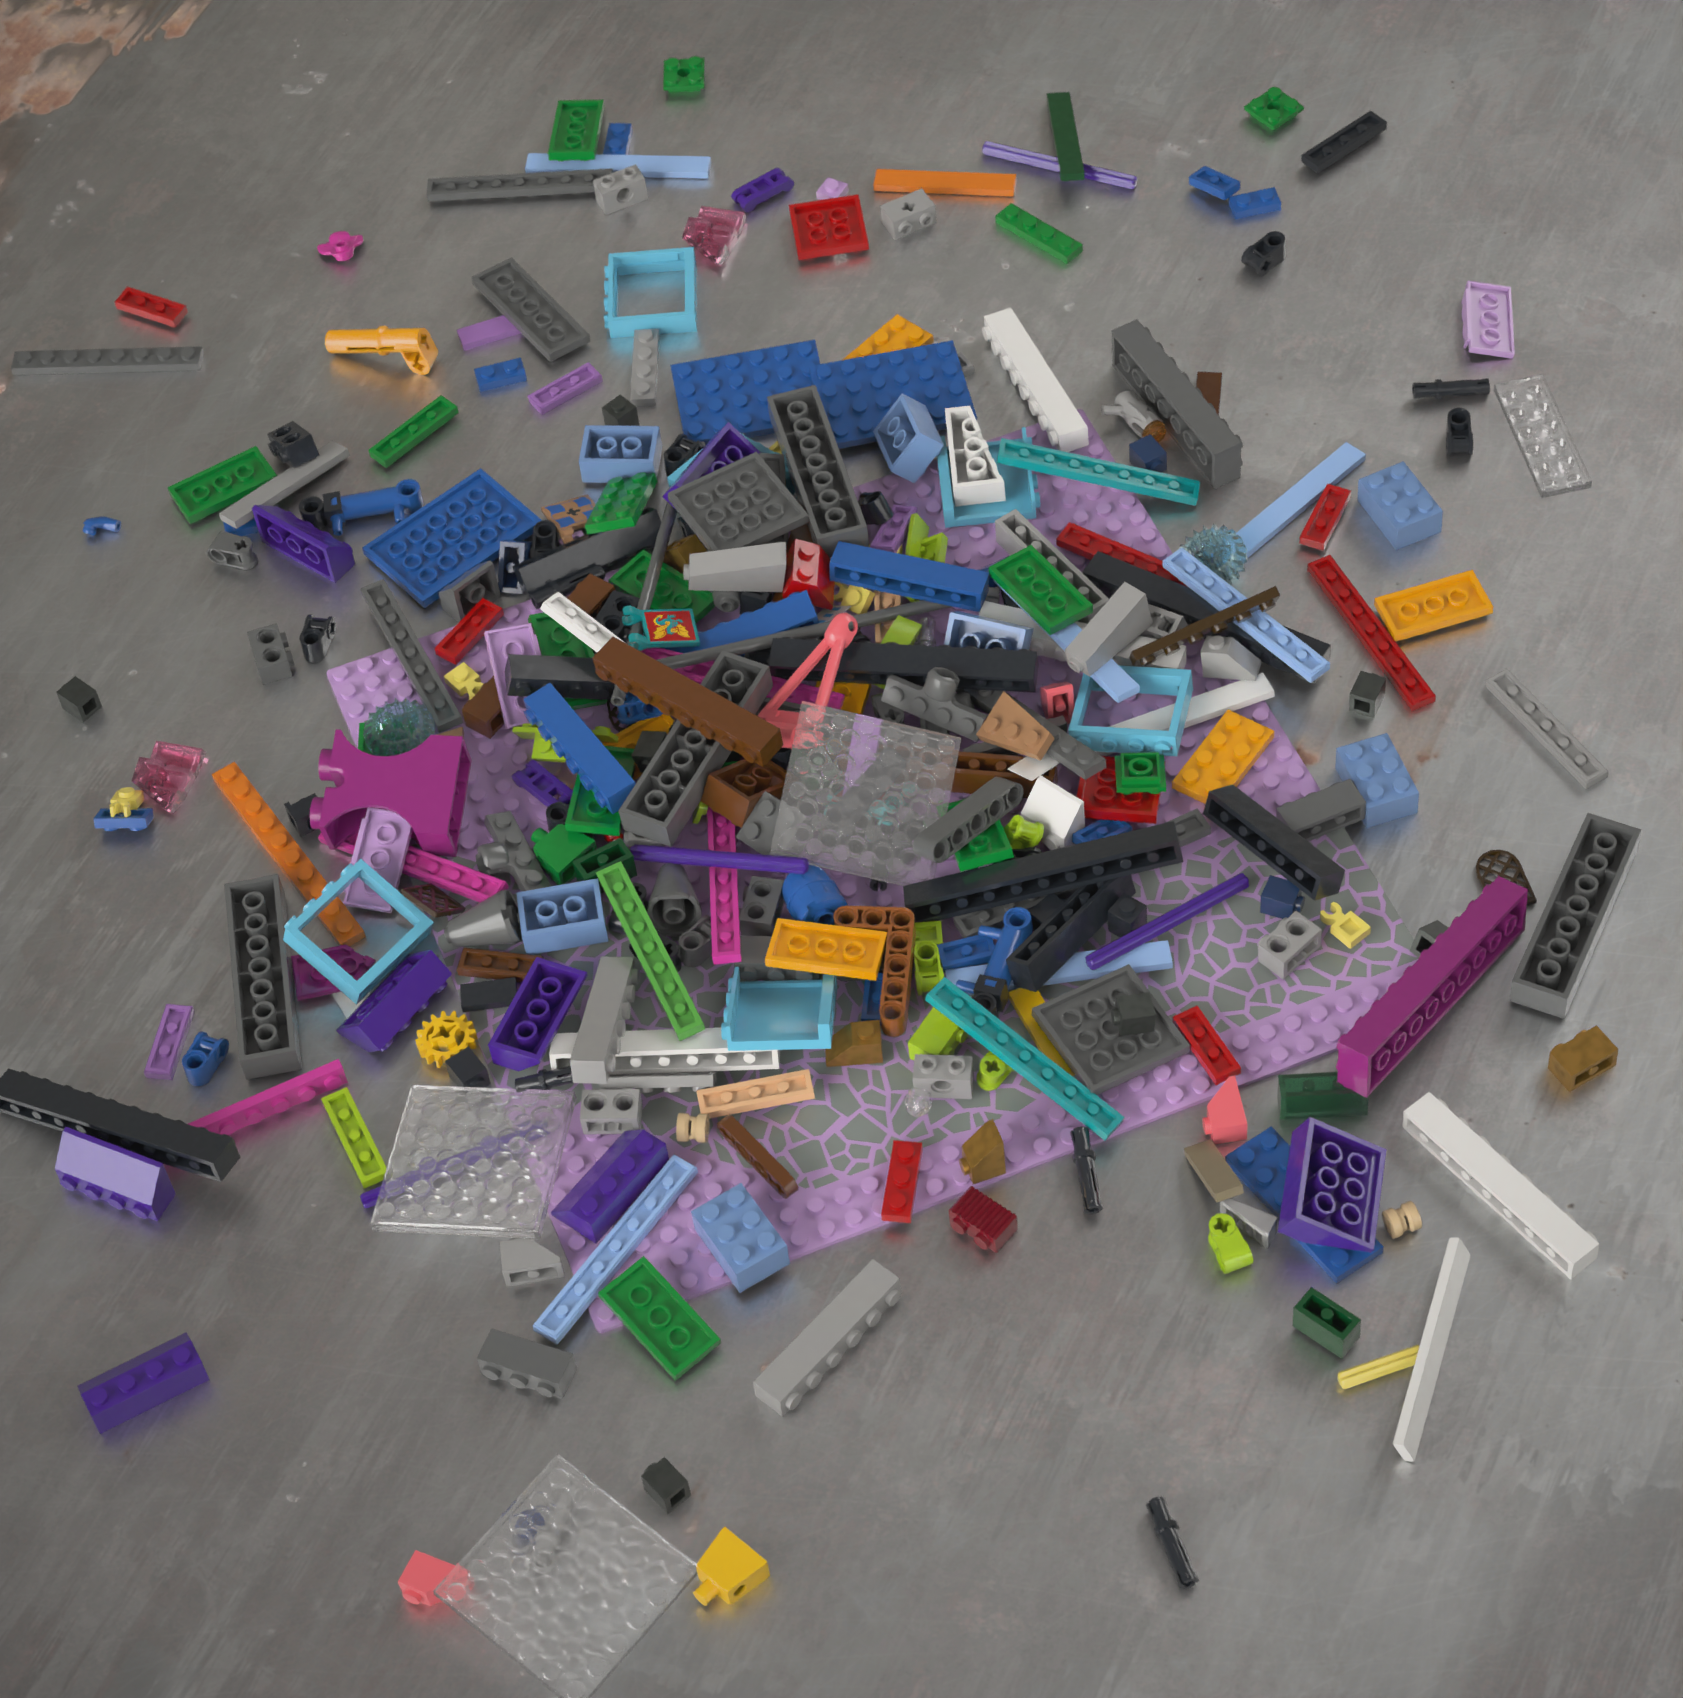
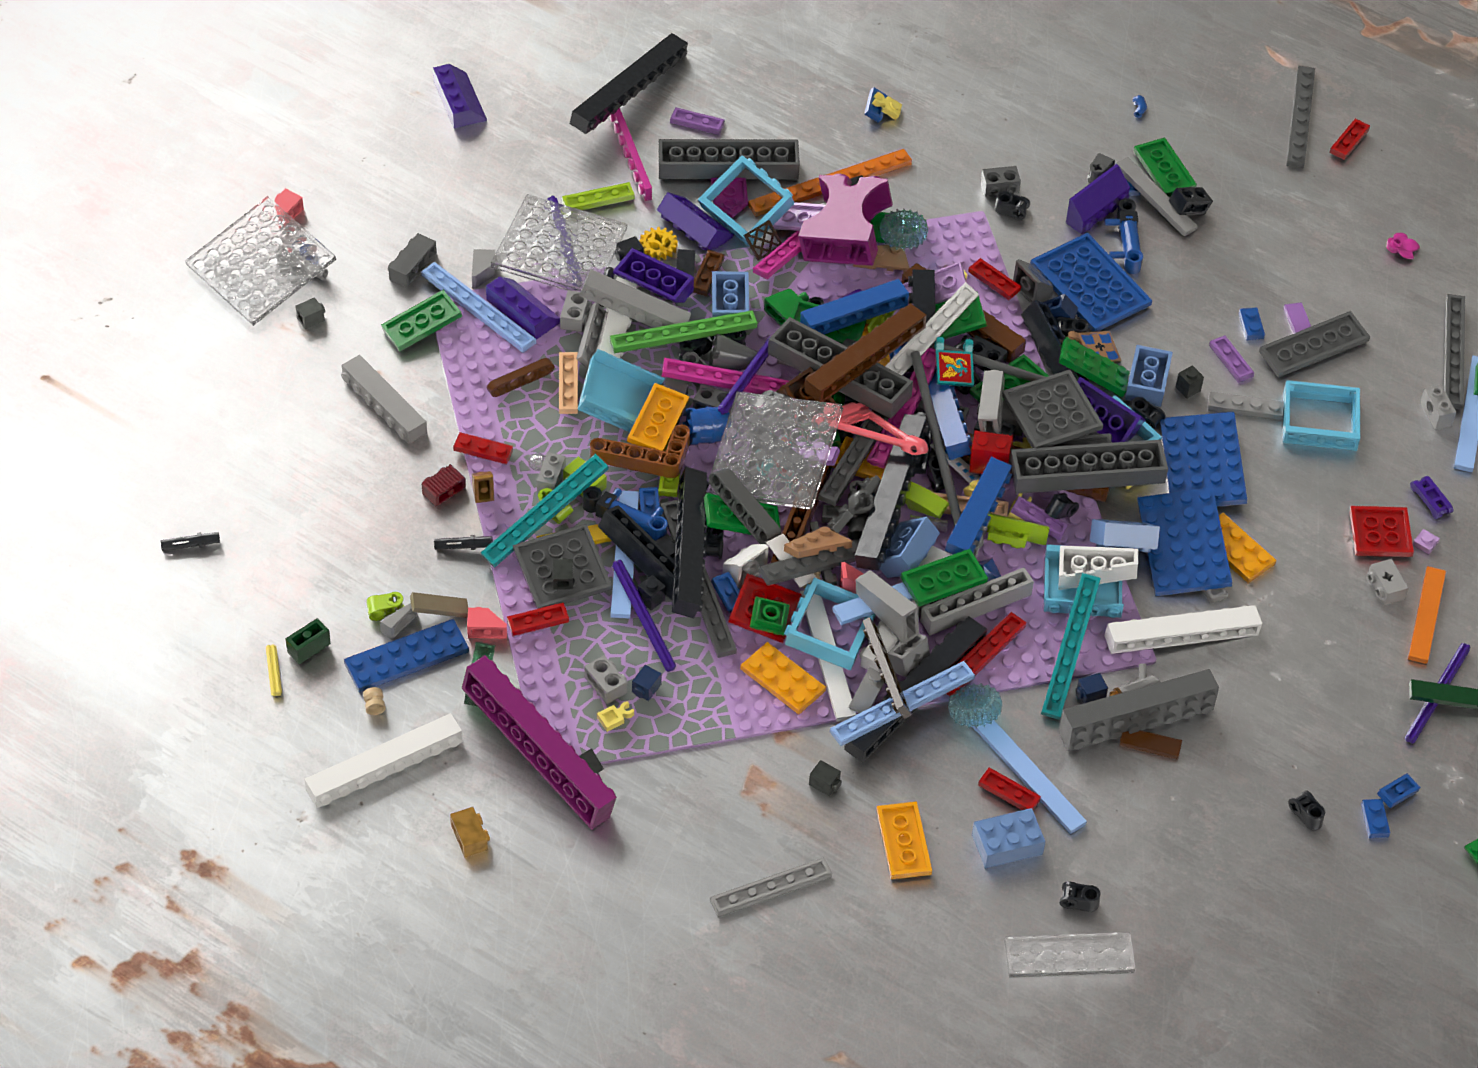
camera: 90 degrees right, 0 degrees up
(79, 699) = (981, 87): pearl dark grey brick -> none
(113, 1175) = (604, 75): slope -> none
(168, 773) = (909, 128): clear pink slope -> none
(204, 1058) = (676, 130): blue piece -> none
(411, 655) = (981, 247): dark grey plate -> none
(413, 343) = (1282, 255): light orange piece -> none
(413, 431) = (1199, 270): green plate -> none
(486, 923) = (736, 260): dark grey cone -> none
(510, 853) = (793, 279): dark grey plate -> none
(566, 586) = (1022, 329): black pin -> none
(603, 857) = (766, 321): dark green brick -> none
(692, 1127) = (551, 348): tan wheel -> none
(714, 232) = (1384, 461): clear pink slope -> none
(729, 1569) = (247, 335): yellow torso -> none
(740, 1237) = (462, 360): medium blue brick -> none
(856, 1045) = (588, 433): pearl gold slope -> none
(927, 971) = (639, 479): lime piece -> none
(1023, 833) = (733, 540): lime piece -> none
(1039, 233) = (1358, 666): green plate -> none
(1274, 842) = (688, 680): black brick -> none
(1324, 810) = (716, 720): dark grey brick -> none
(1332, 1188) = (401, 660): dark purple slope -> none
(1344, 142) = (1441, 894): black plate -> none
(1371, 633) = (909, 792): red tile -> none
(1380, 779) = (741, 764): medium blue brick -> none
(1431, 1349) = (275, 696): white tile -> none
(1450, 388) = (1133, 896): black pin -> none
(1488, 319) = (1209, 950): lavender piece -> none
(1530, 900) = (637, 833): dark brown window -> none
(1575, 915) = (587, 854): dark grey brick -> none

